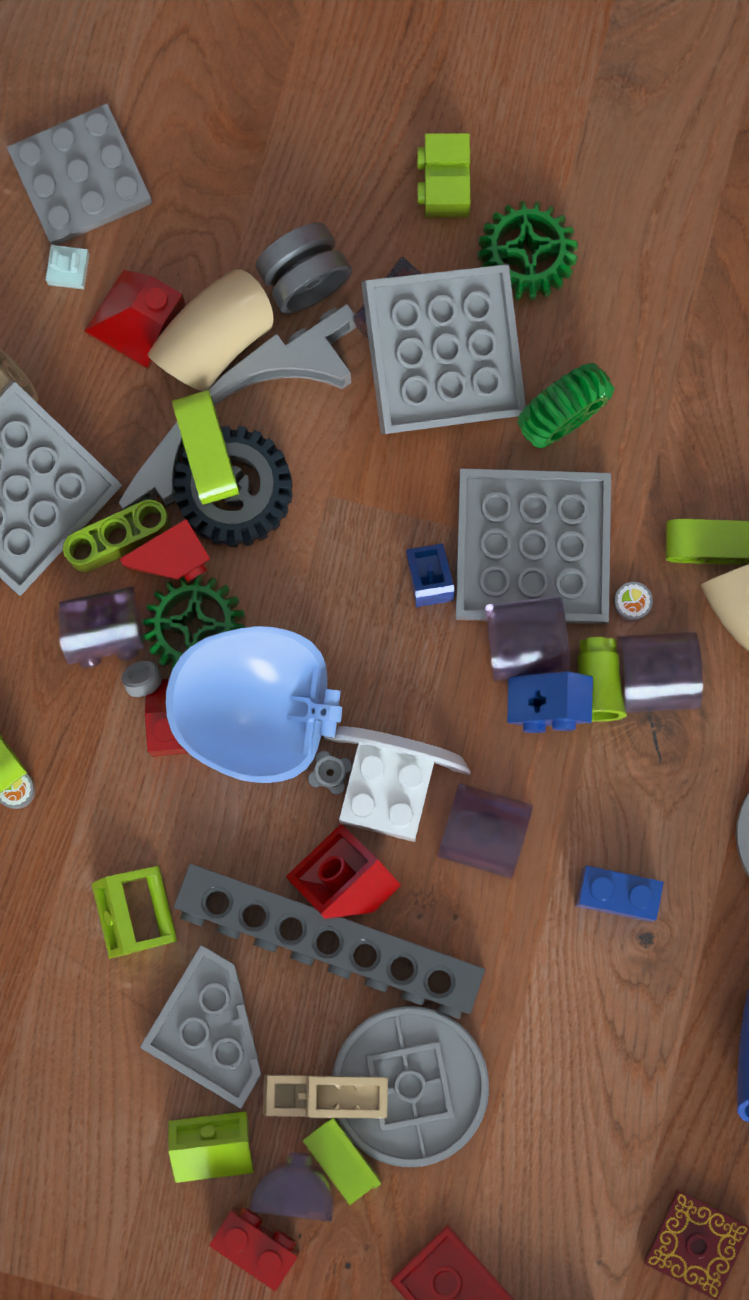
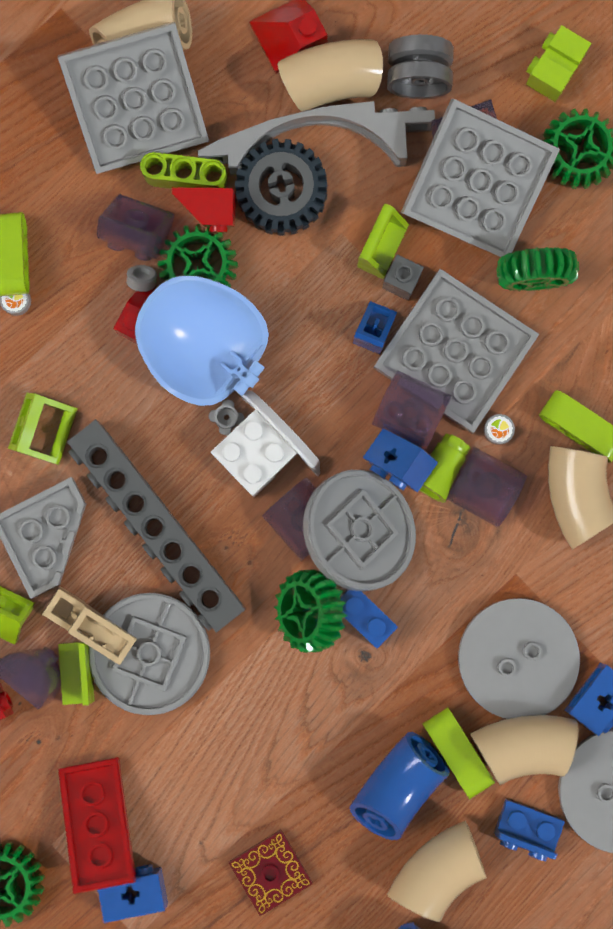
camera: 30 degrees right, 5 degrees up
(205, 447) = (277, 148): lime beam -> none
(343, 877) = (190, 491): red slope -> none
(381, 478) = (383, 242): none -> lime tile
(426, 502) = (402, 277): none -> dark grey brick
(555, 803) = (359, 530): none -> light grey plate
(577, 937) = (310, 611): none -> green gear

